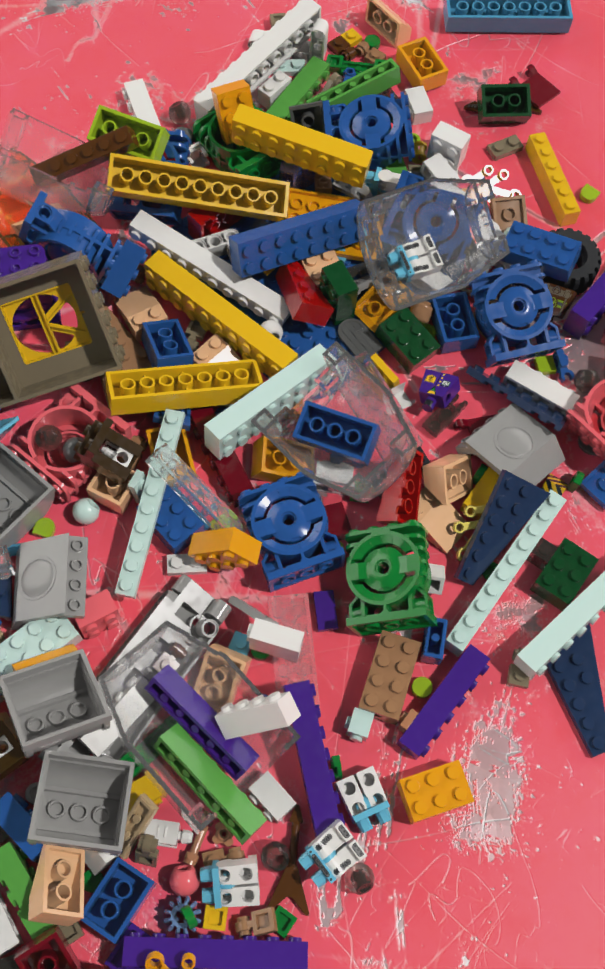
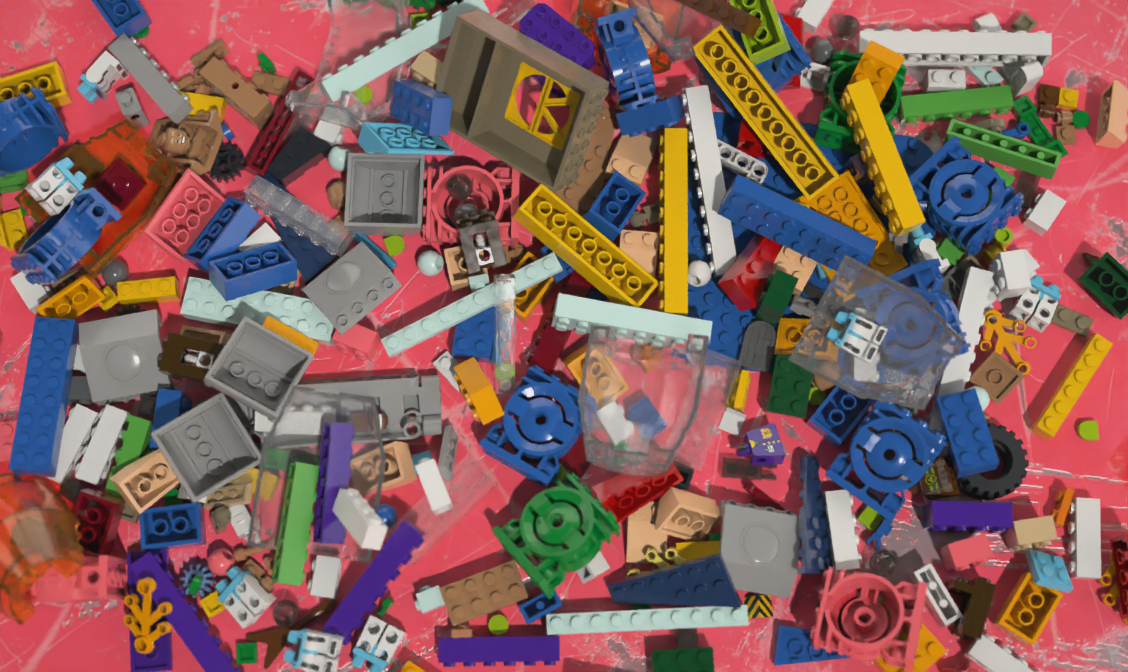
camera: 55 degrees right, 10 degrees up
(262, 923) = (231, 637): medium nougat plate -> none
(309, 115) = (929, 135): dark grey slope -> none
(325, 610) = (500, 504): dark purple tile -> none
(337, 433) = (641, 398): blue brick -> none
(421, 64) = (1090, 182): light orange brick -> none
(481, 153) = (1041, 298): none -> white hips
(575, 481) = (779, 620): green tile -> none

